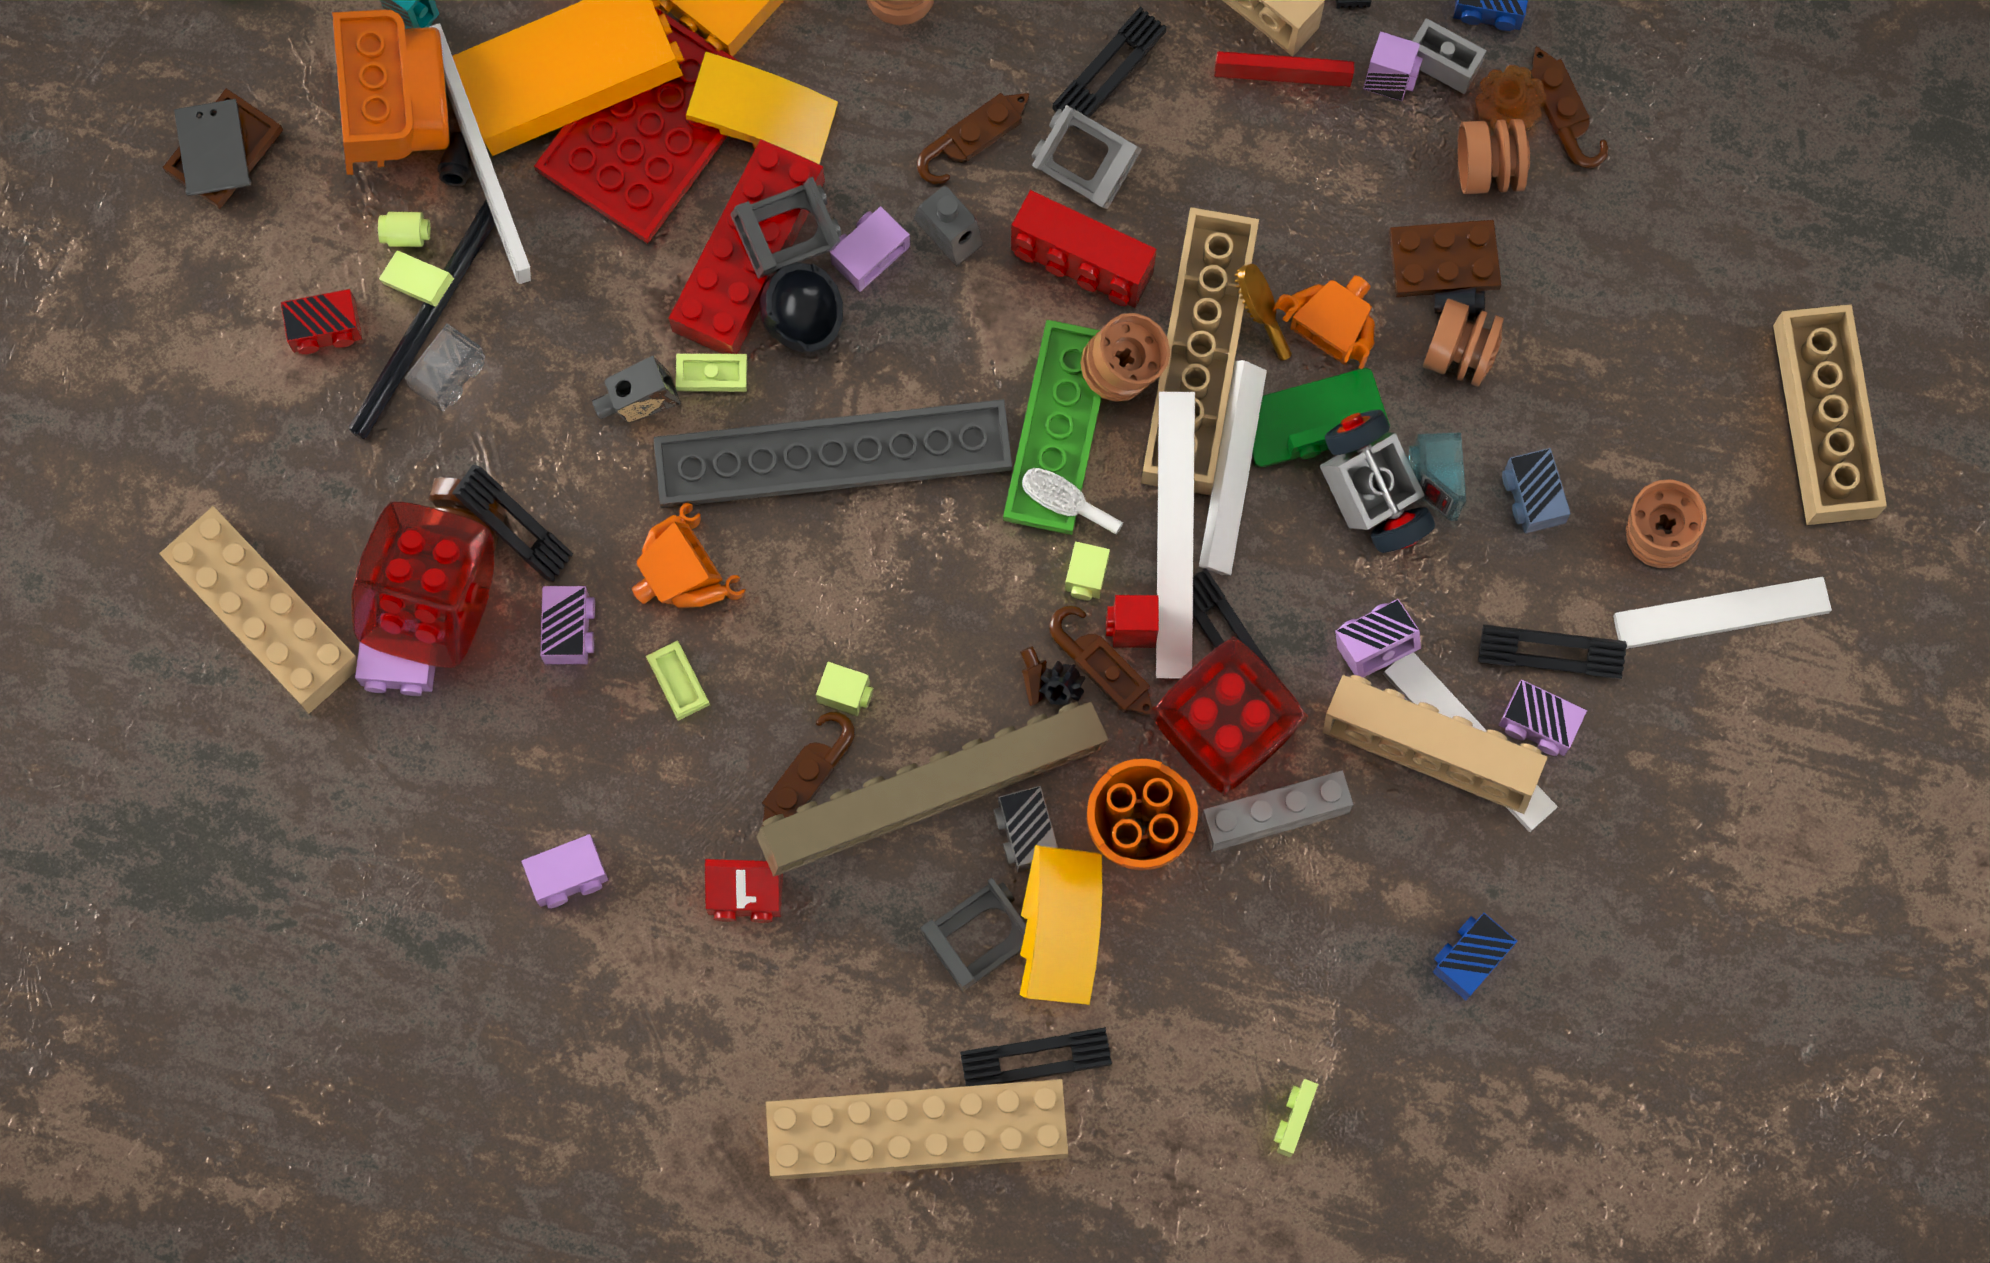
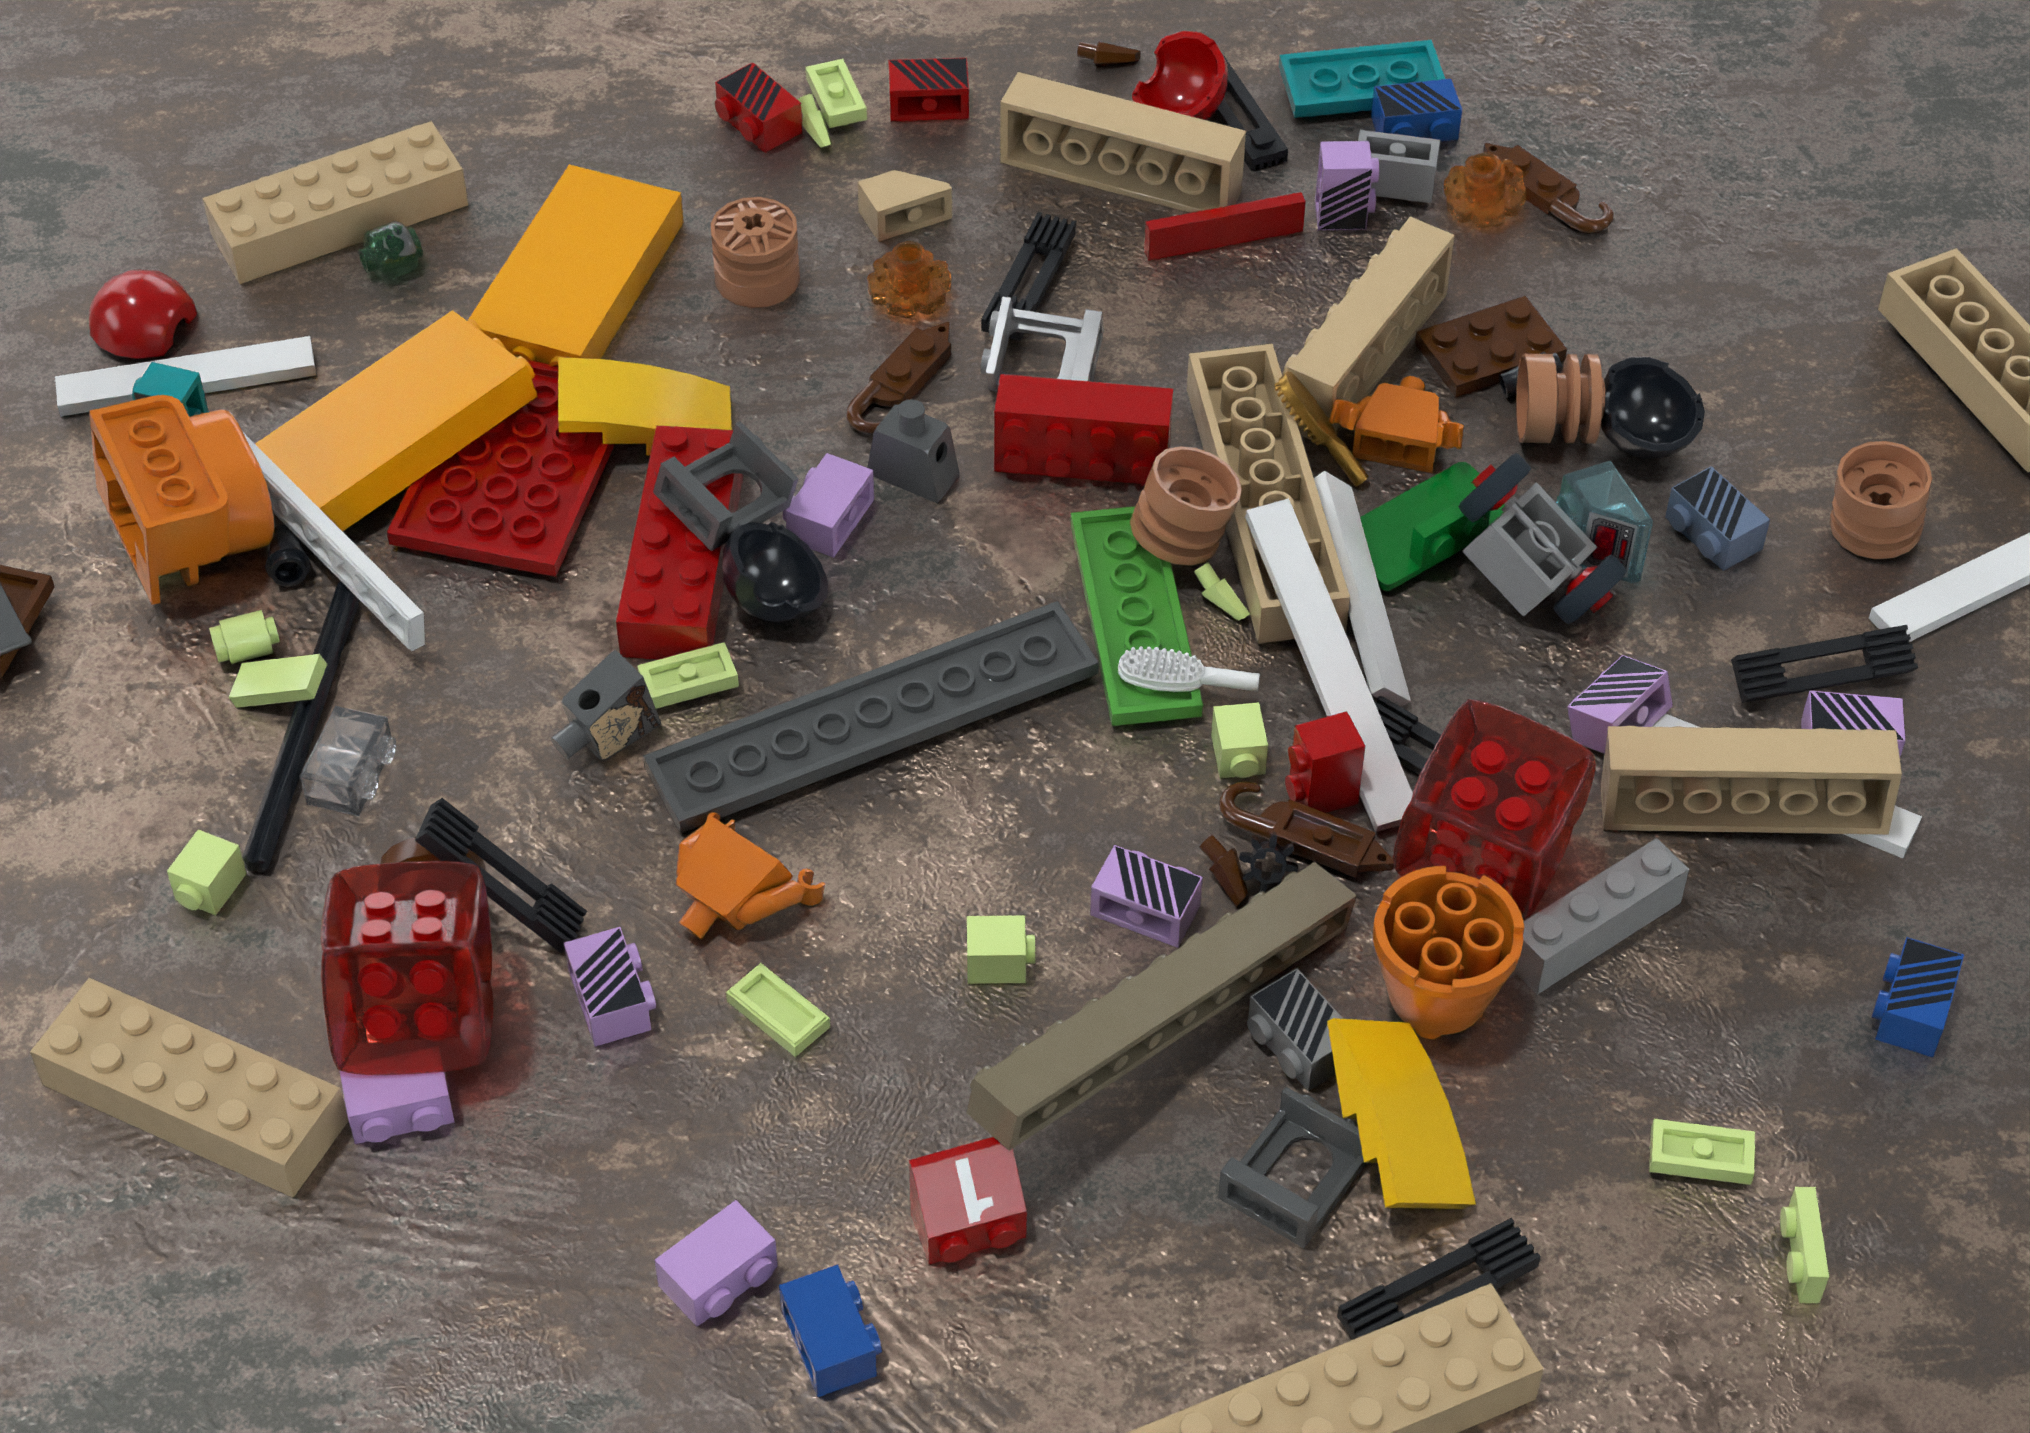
camera: 20 degrees left, 25 degrees down
(319, 433) = (206, 872): none -> yellowish green brick
(321, 321) = (169, 756): red brick -> none
(620, 947) = (829, 1330): none -> blue brick
(808, 770) = (988, 1046): reddish brown plate -> none
(966, 679) = (1146, 895): none -> lavender brick
(1012, 44) = (909, 281): none -> clear orange plant
(1131, 428) = (1220, 592): none -> yellowish green bar
(1262, 1021) = (1702, 1151): none -> yellowish green plate
(1350, 218) = (1375, 317): none -> tan brick
(1498, 156) = (1497, 231): nougat wheel -> none
(1530, 376) = (1650, 408): none -> black cylinder

